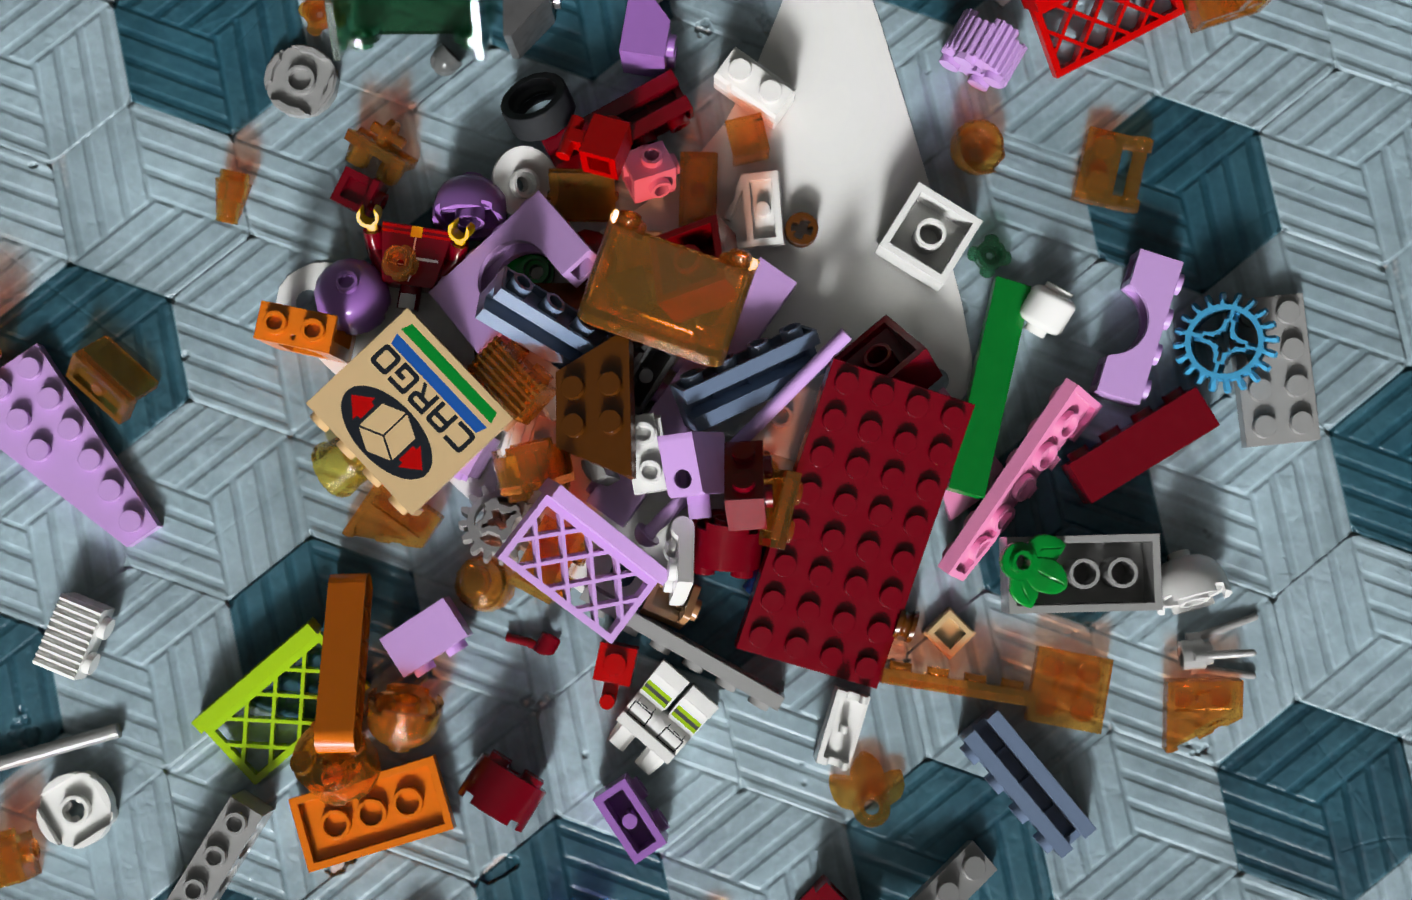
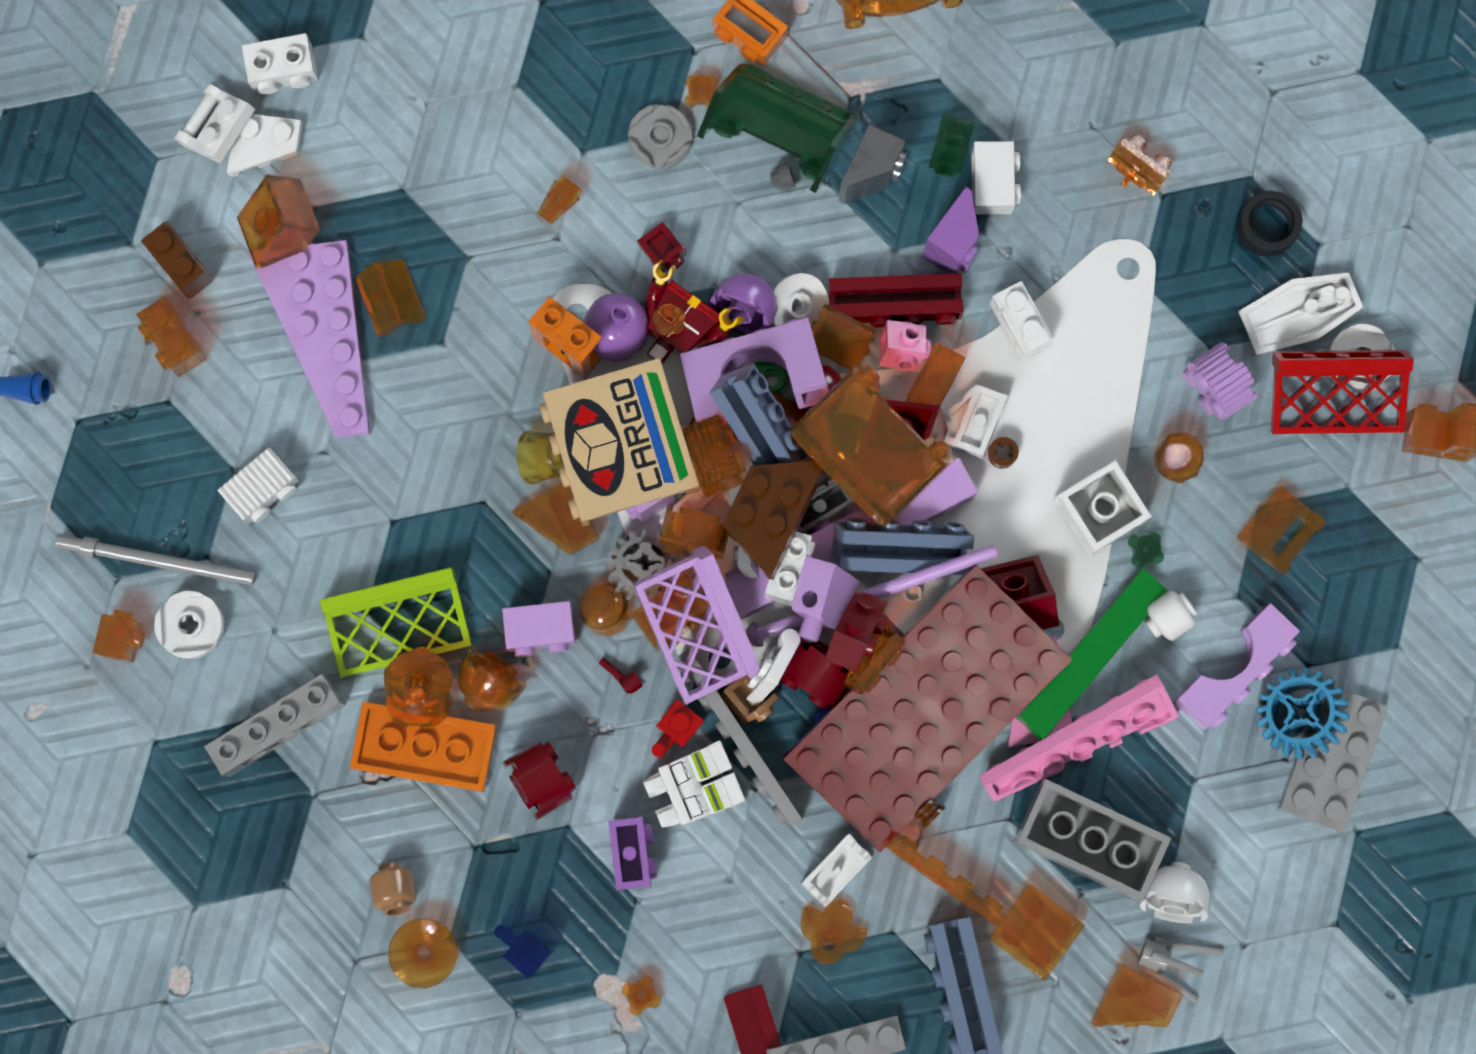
camera: 20 degrees right, 5 degrees down
(343, 663) = (465, 613): orange beam -> none
(367, 144) = (687, 212): clear orange hips -> none
(545, 121) = (840, 265): black tyre -> none
(601, 147) = (874, 308): red brick -> none
(747, 139) = (995, 359): clear orange panel -> none
(948, 632) = (961, 838): tan tile -> none
(1039, 569) = (1057, 818): green plate -> none
(1139, 445) = (1192, 762): dark red brick -> none

